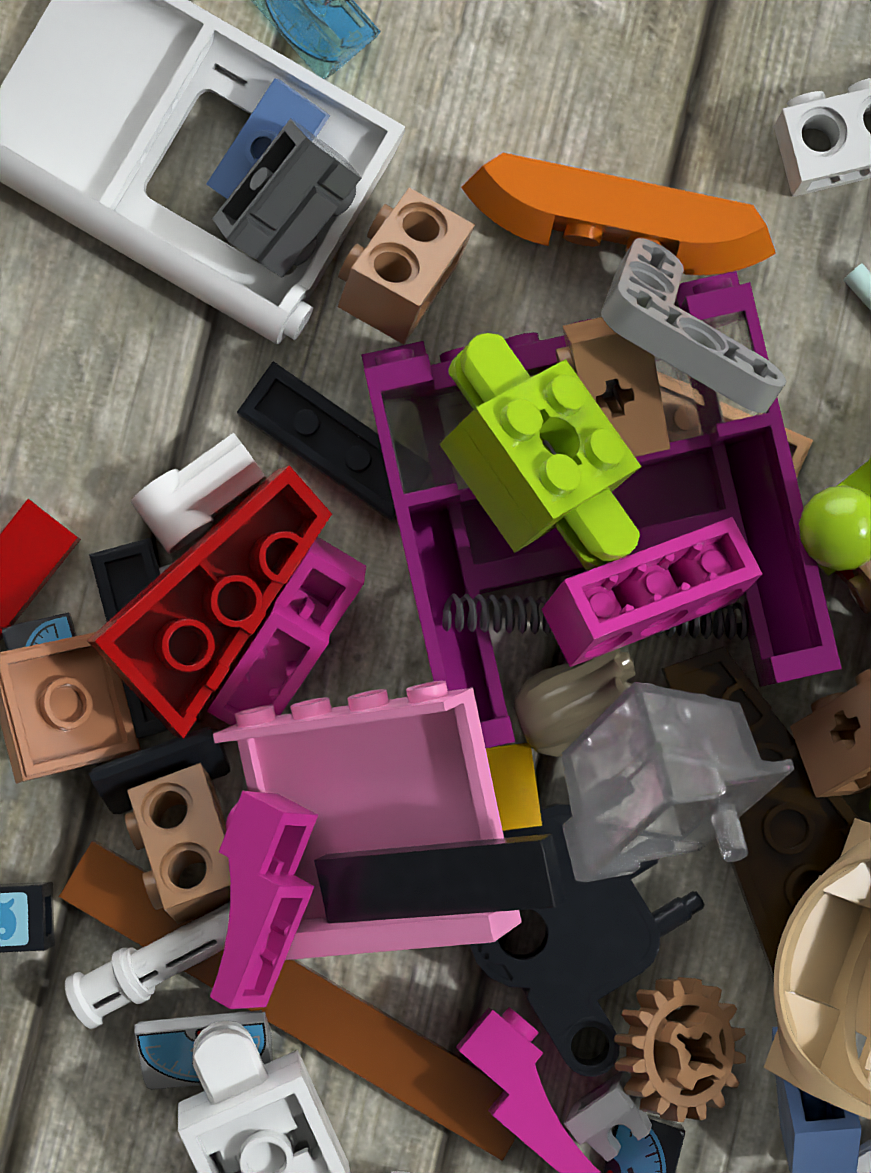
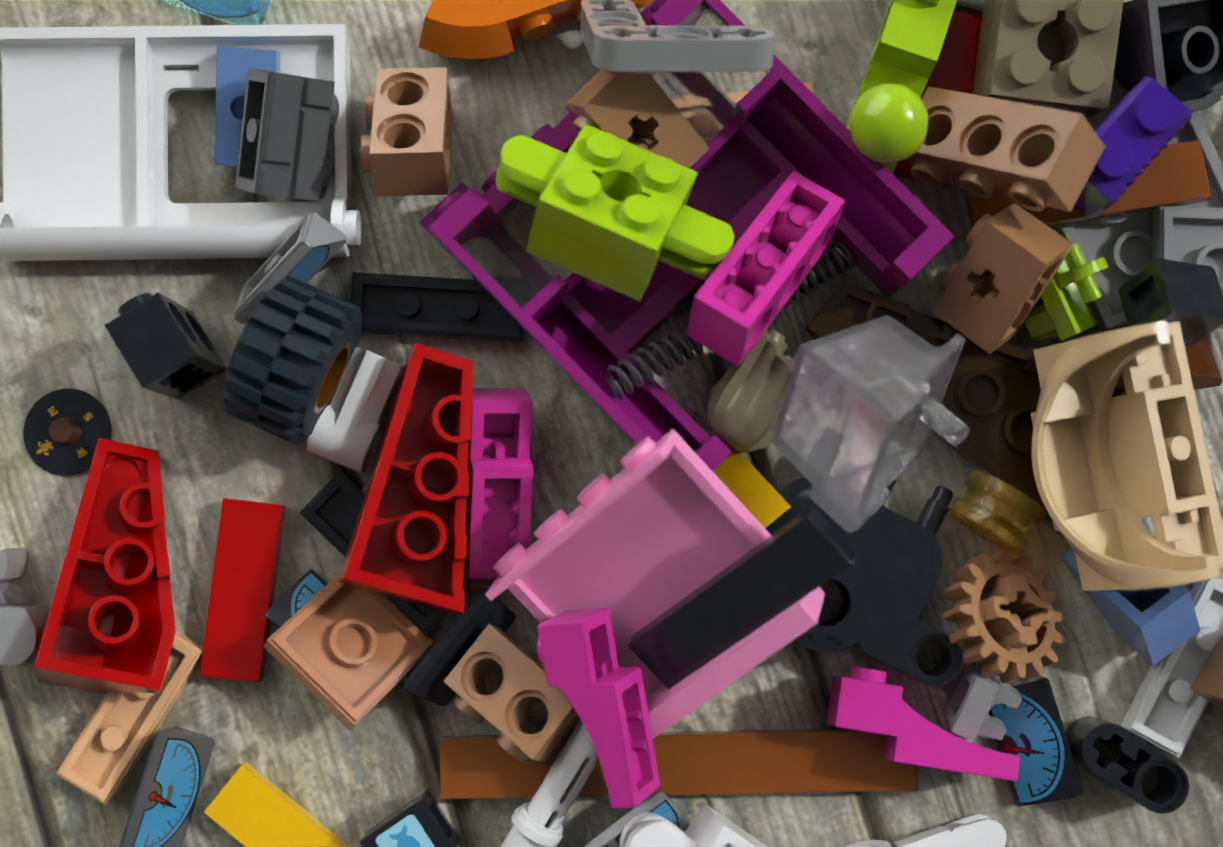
camera: 35 degrees left, 0 degrees up
(61, 328) = (164, 345): none -> black brick
(168, 412) = (291, 359): none -> black wheel
(215, 324) = (297, 257): none -> light grey slope
(743, 949) = (996, 512): none -> clear yellow wheel

